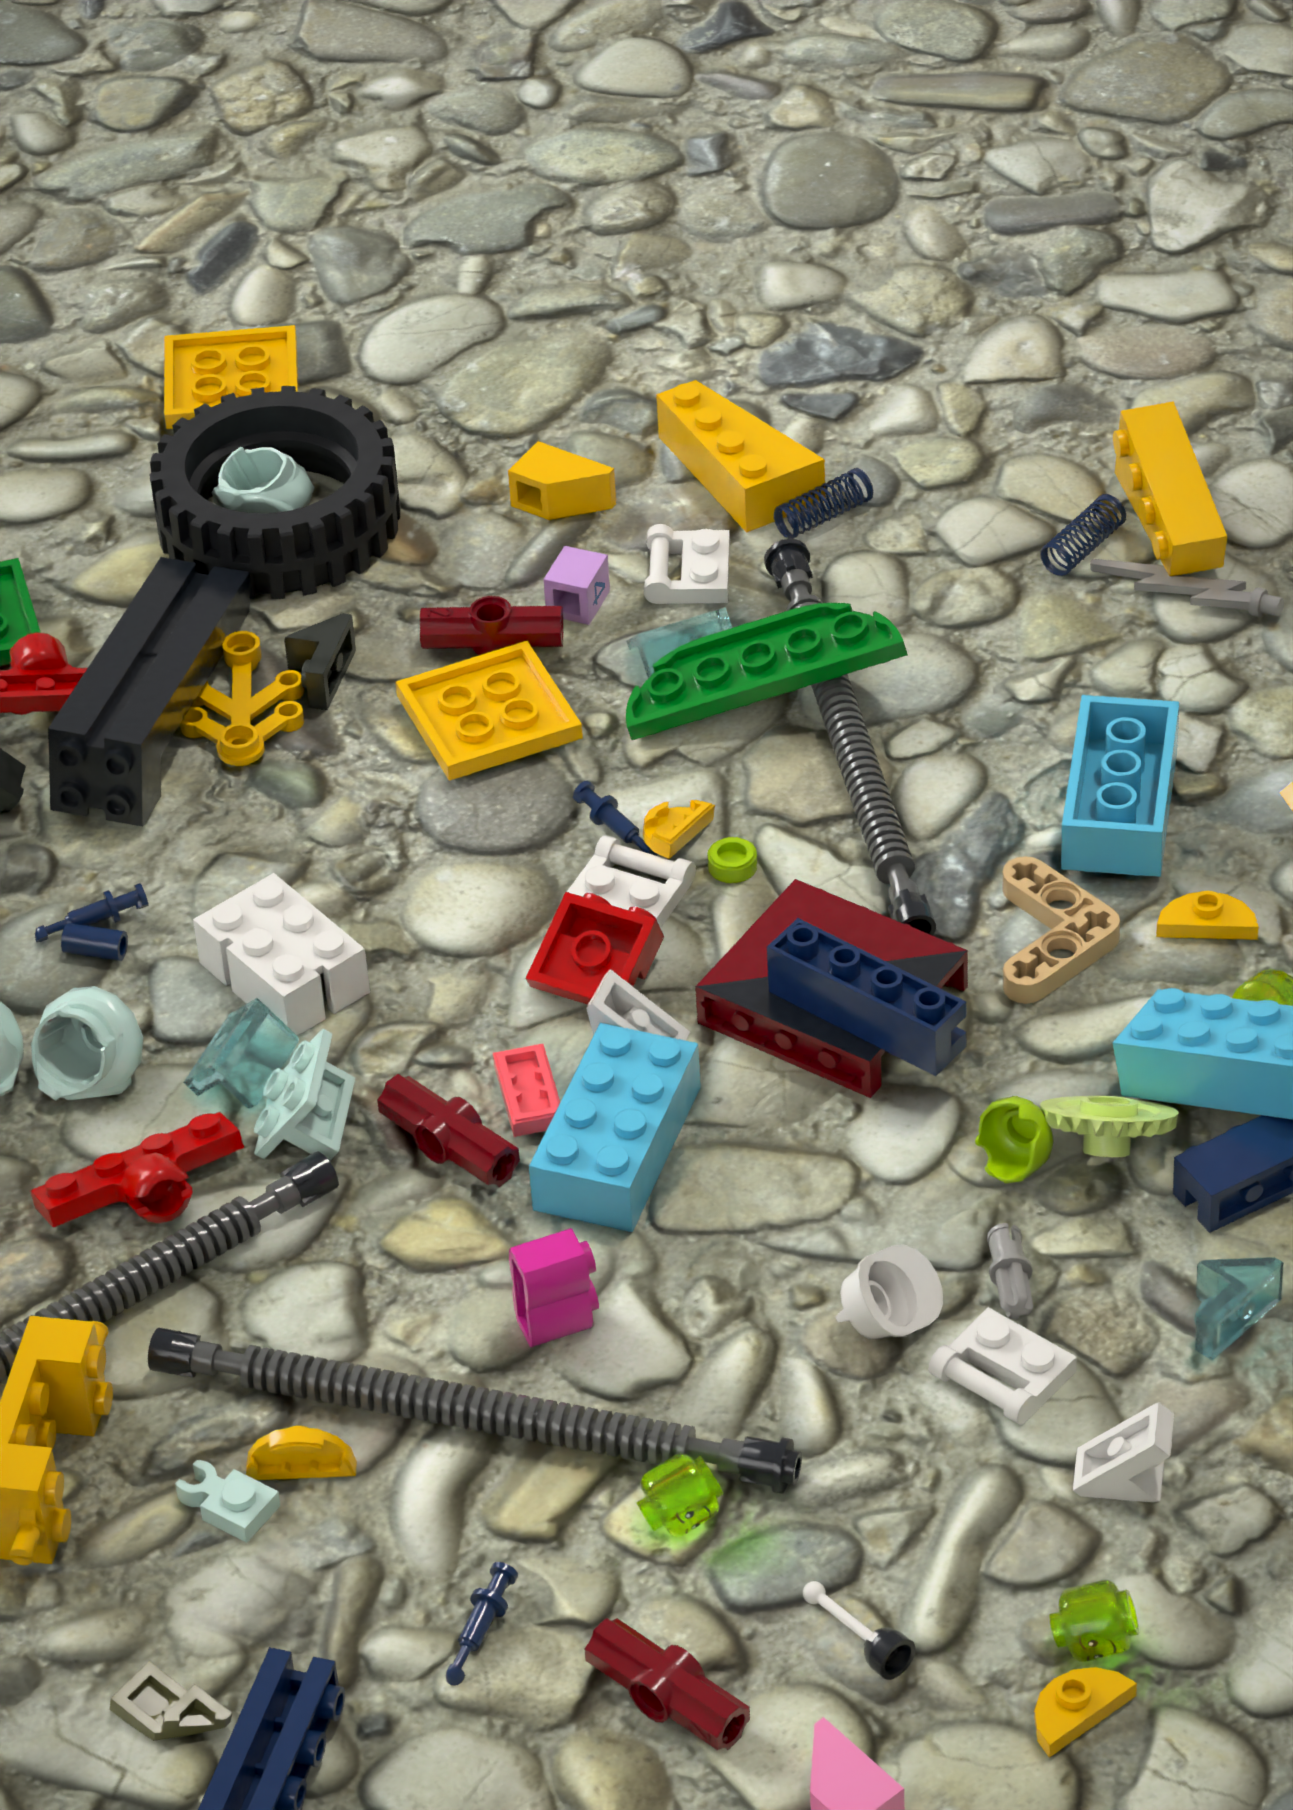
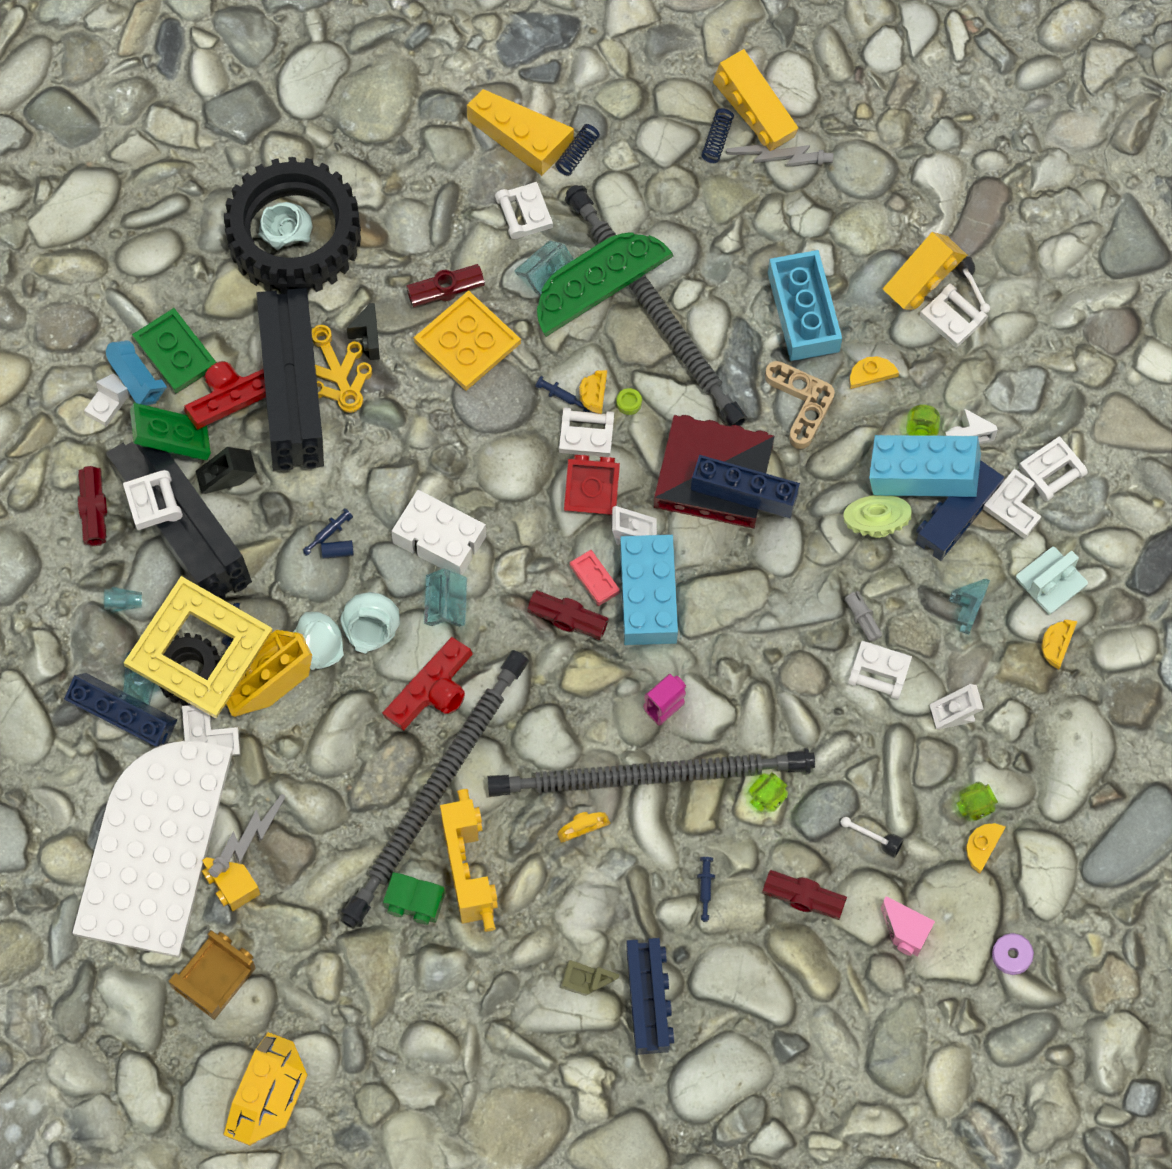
camera: 25 degrees left, 25 degrees up
(219, 363) = (223, 142): yellow plate -> none
(231, 1504) = (564, 859): light aqua plate -> none
(306, 1102) = (492, 621): light aqua bracket -> none
(560, 483) = (436, 174): yellow slope -> none
(577, 583) = (476, 243): lavender brick -> none
(891, 1293) = (817, 650): white piece -> none
(1014, 1138) = (838, 541): lime hair -> none

